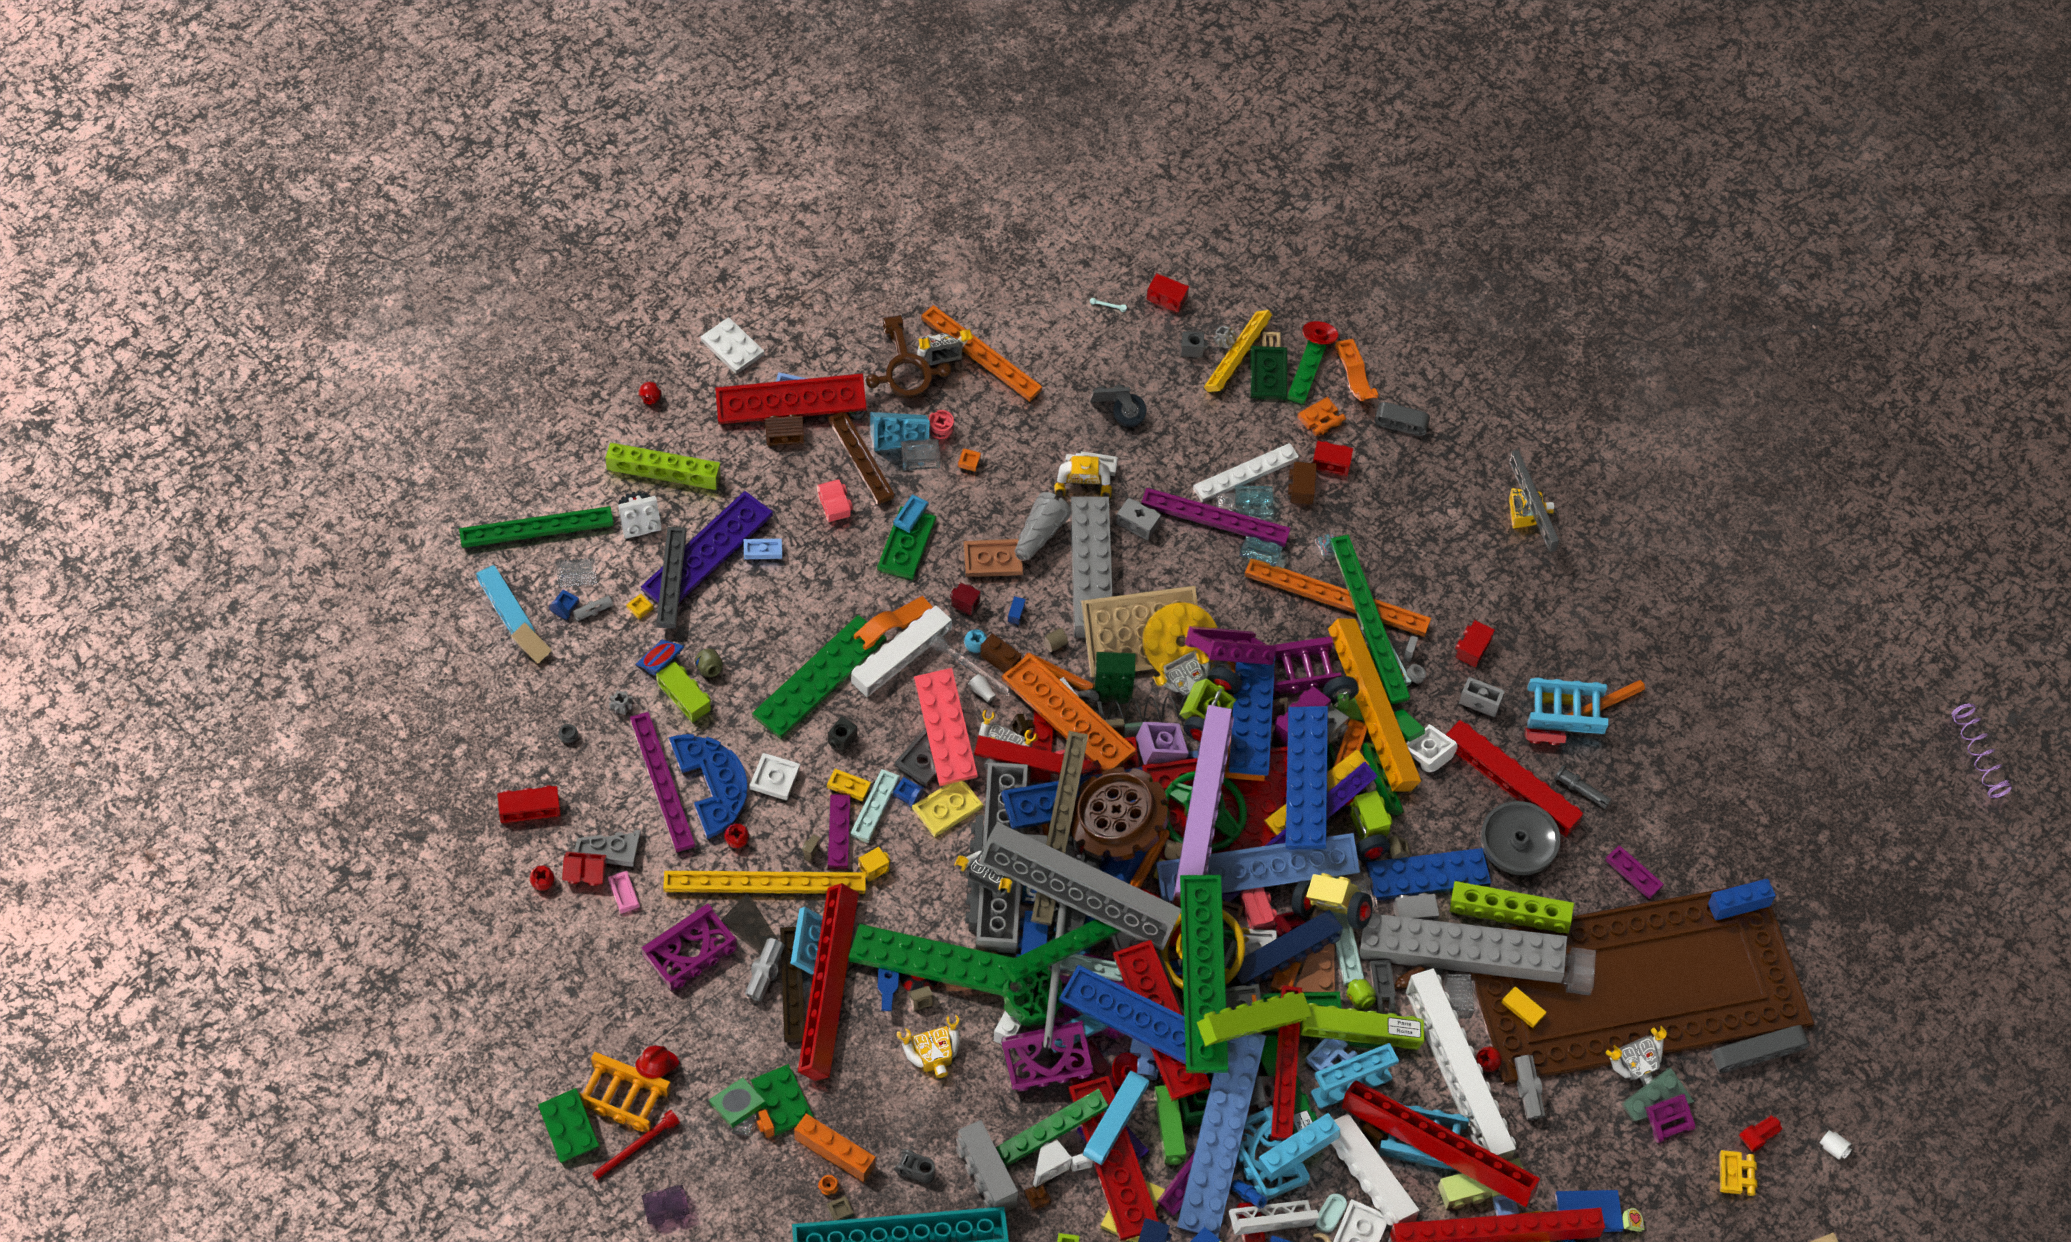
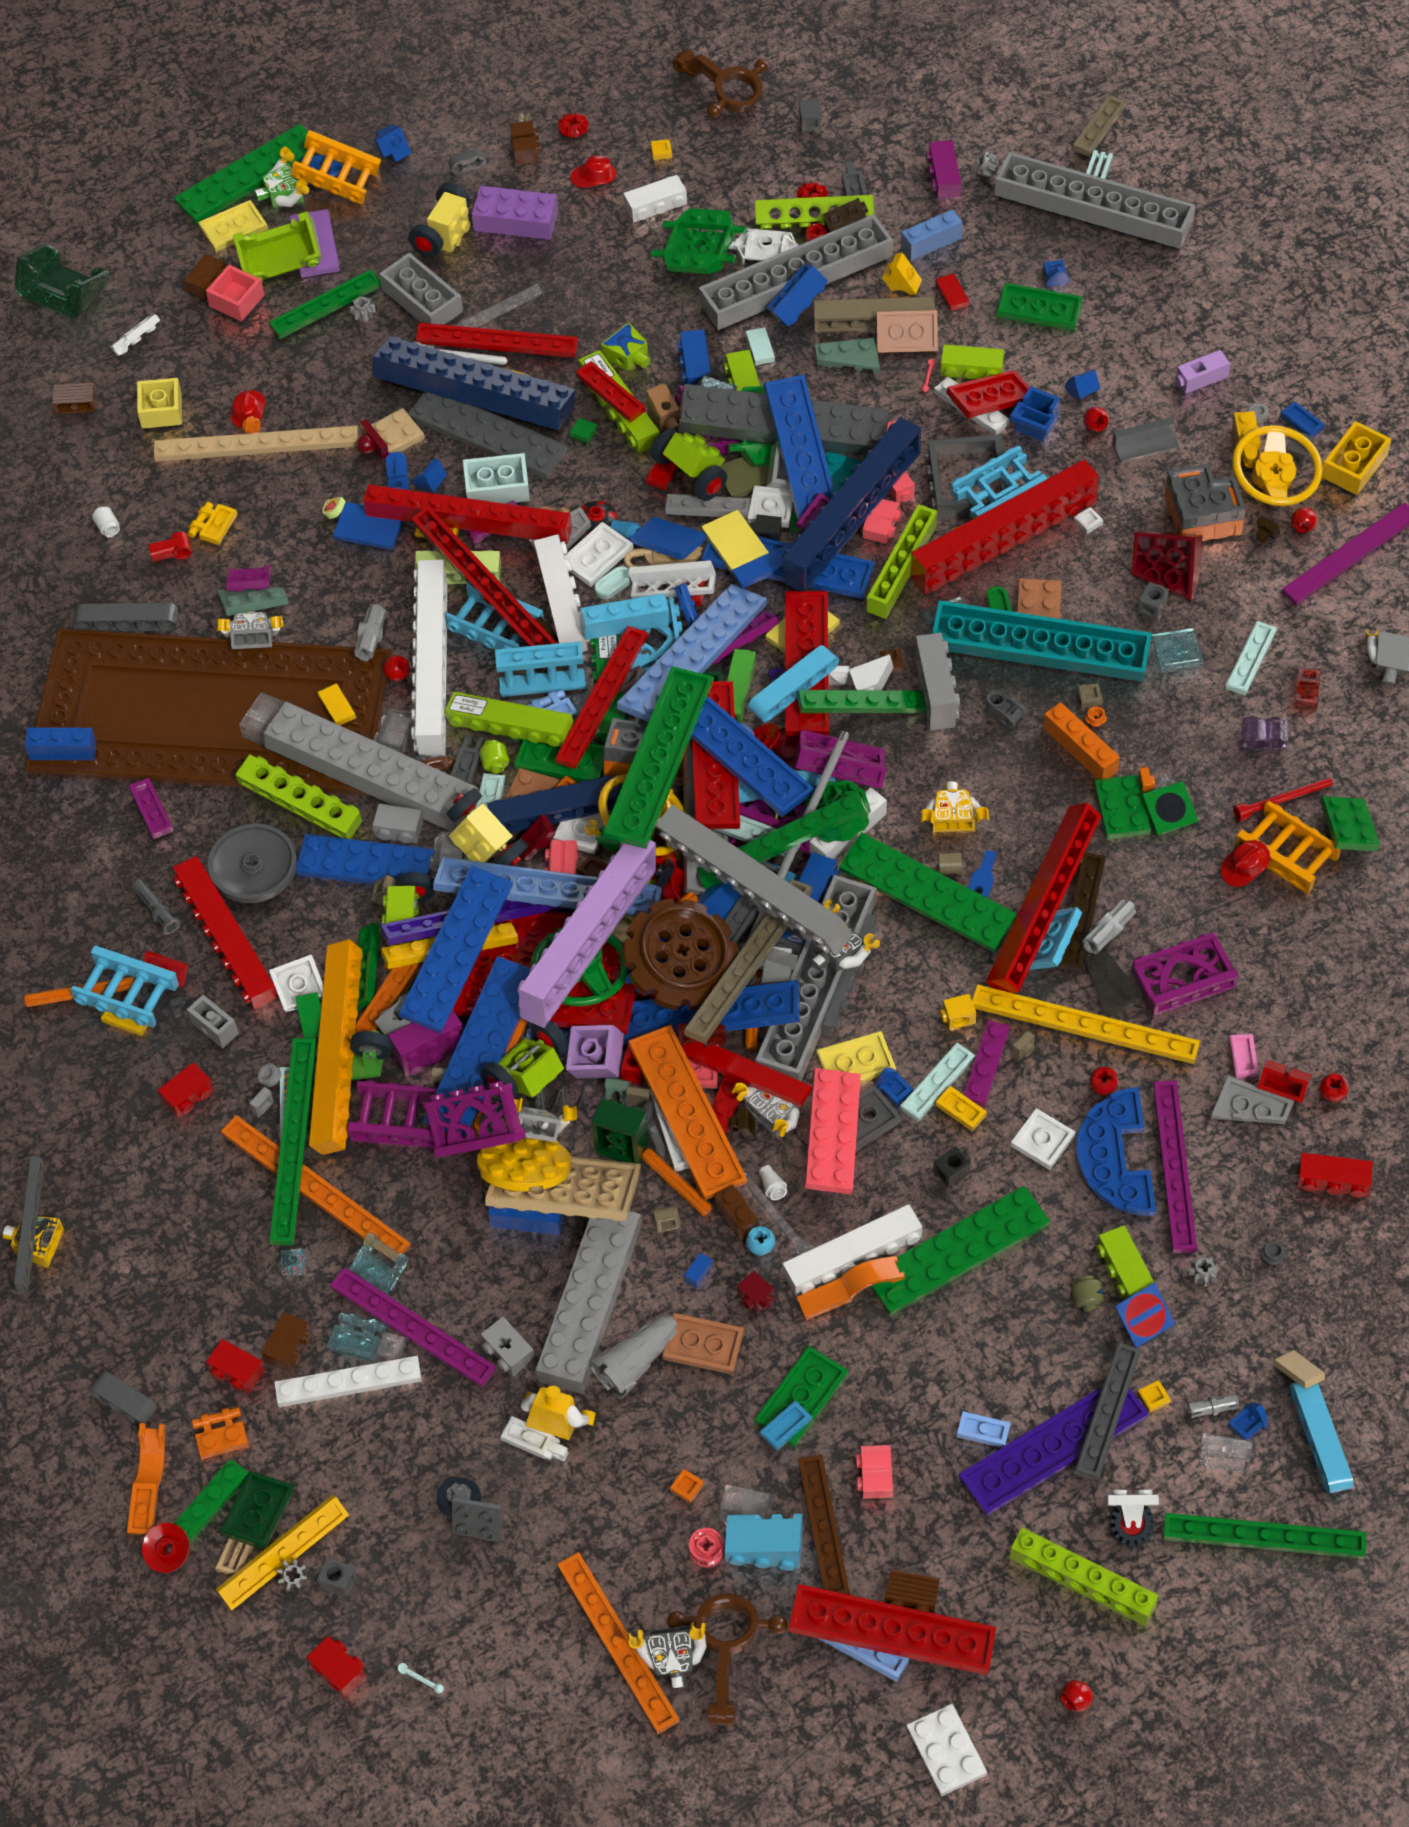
camera: 155 degrees left, 0 degrees up
(1253, 1019) = (625, 703): lime brick -> none

